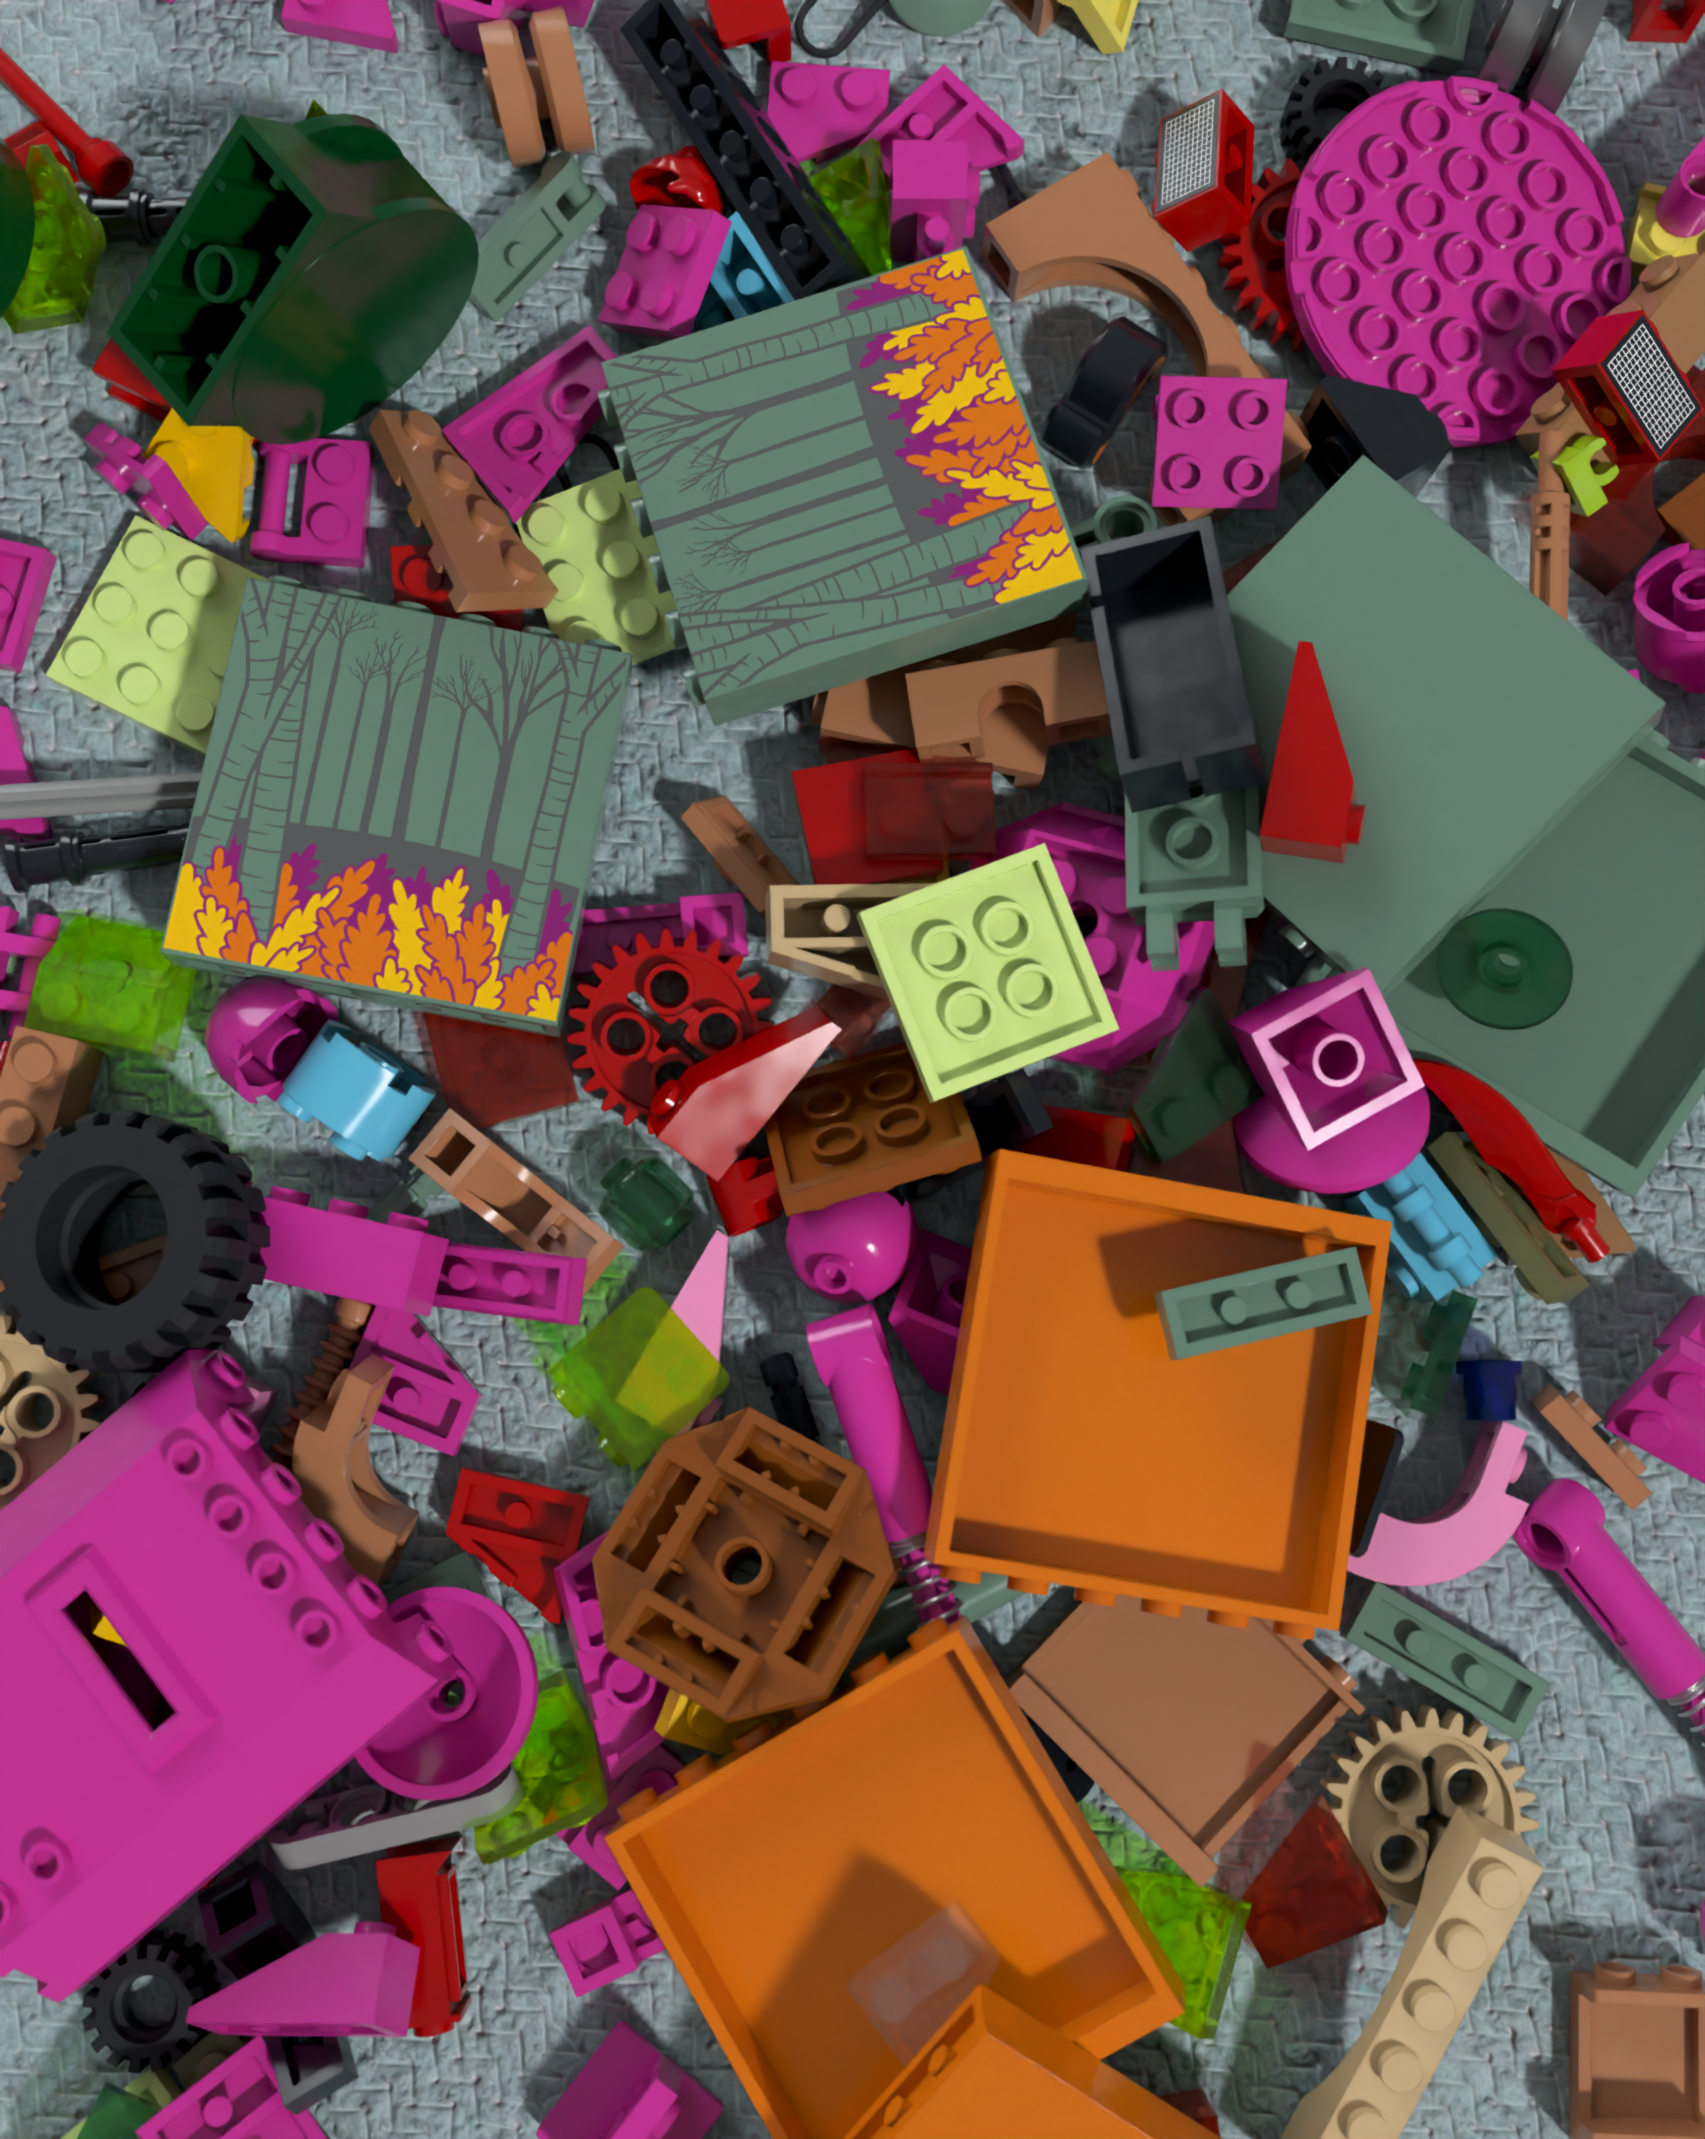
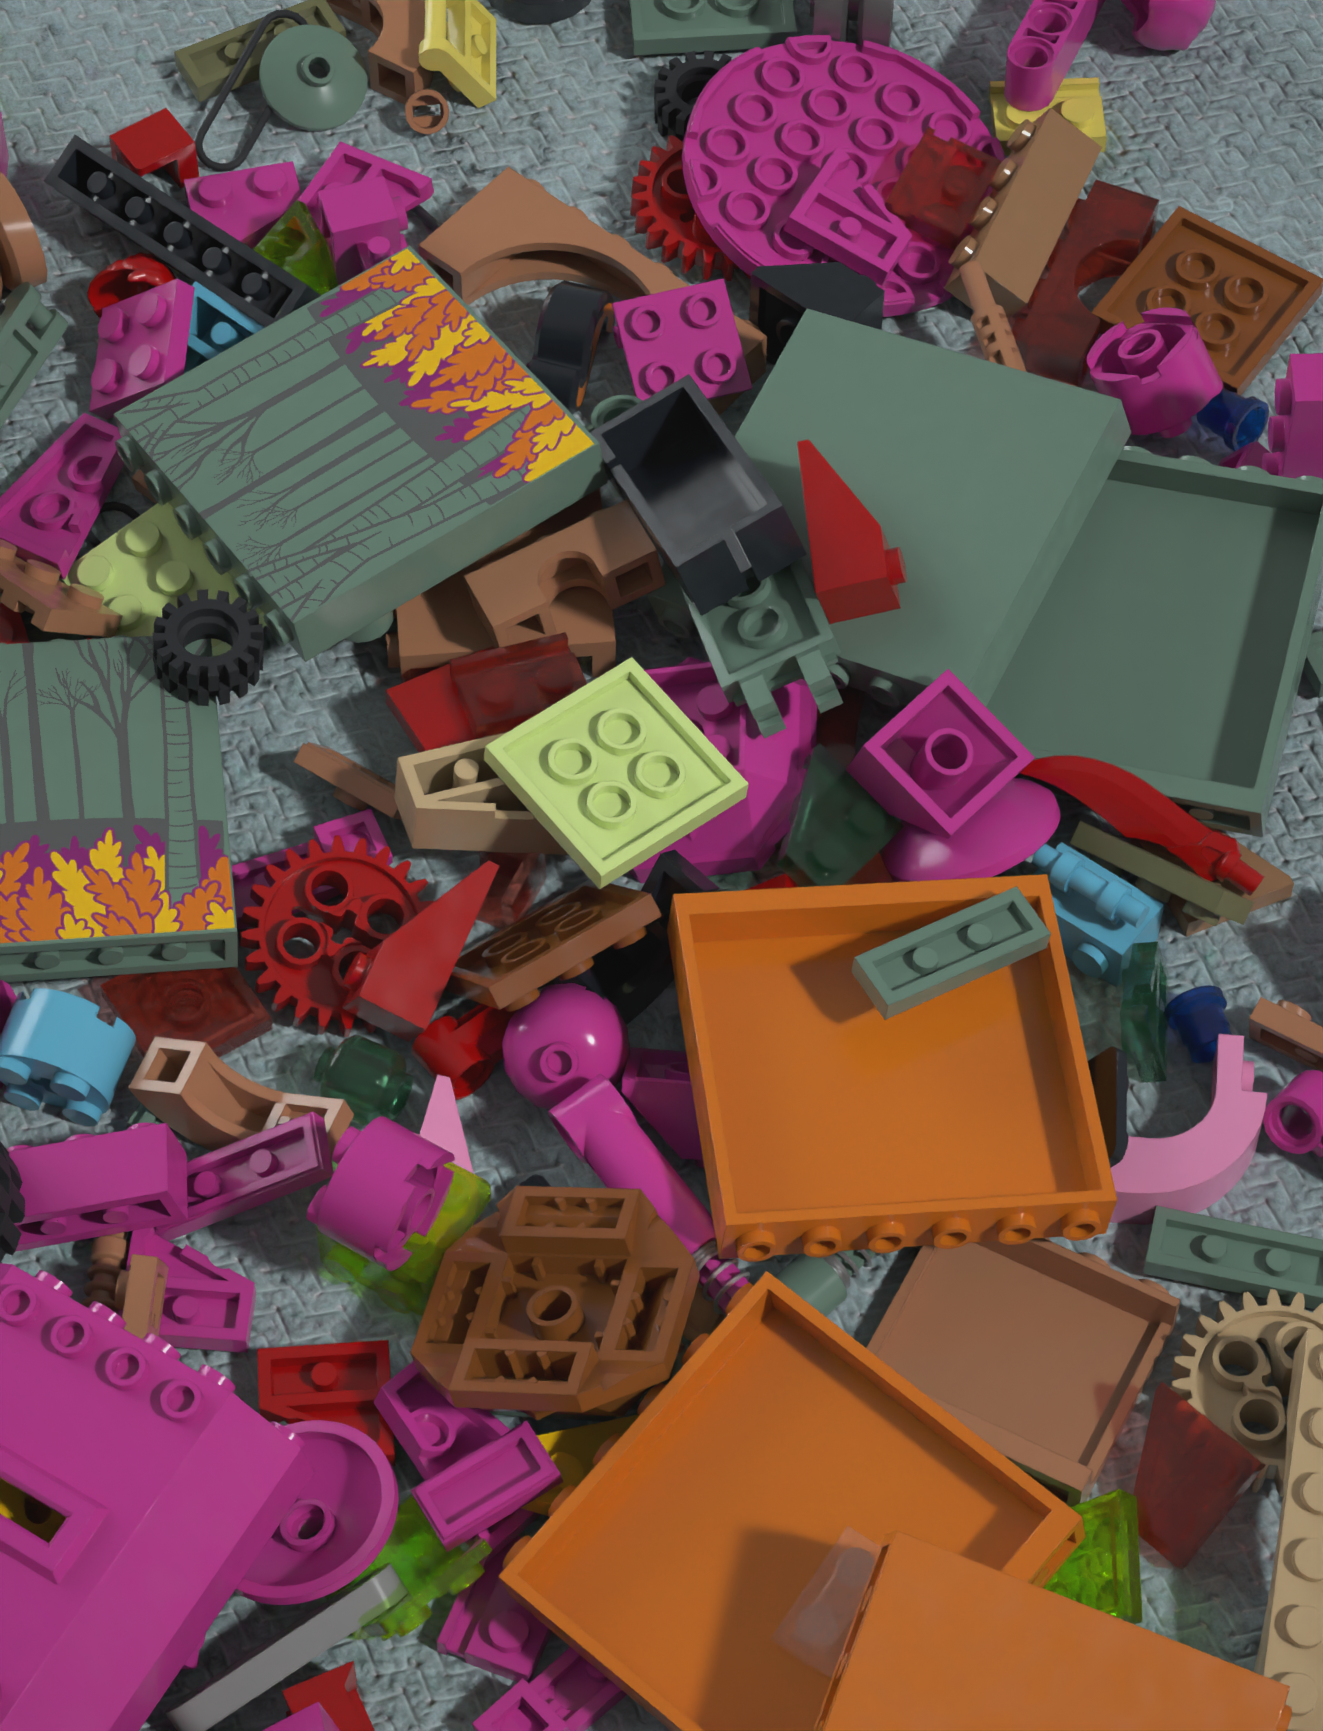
camera: 10 degrees left, 25 degrees down
(605, 1395) = (382, 1191): none -> dark pink brick
(618, 644) = (208, 620): none -> black tyre
(623, 1722) = (487, 1486): none -> dark pink tile
(1045, 60) = (428, 122): none -> nougat hinge
(1204, 171) = (598, 161): brick -> none
(1443, 333) = (849, 221): none -> dark pink wing
(1502, 993) = (1056, 682): clear green dish -> none
(1551, 312) = (941, 188): none -> clear red plate
(1578, 476) = (1007, 293): lime tile -> none
(1628, 388) = (1020, 215): brick -> none

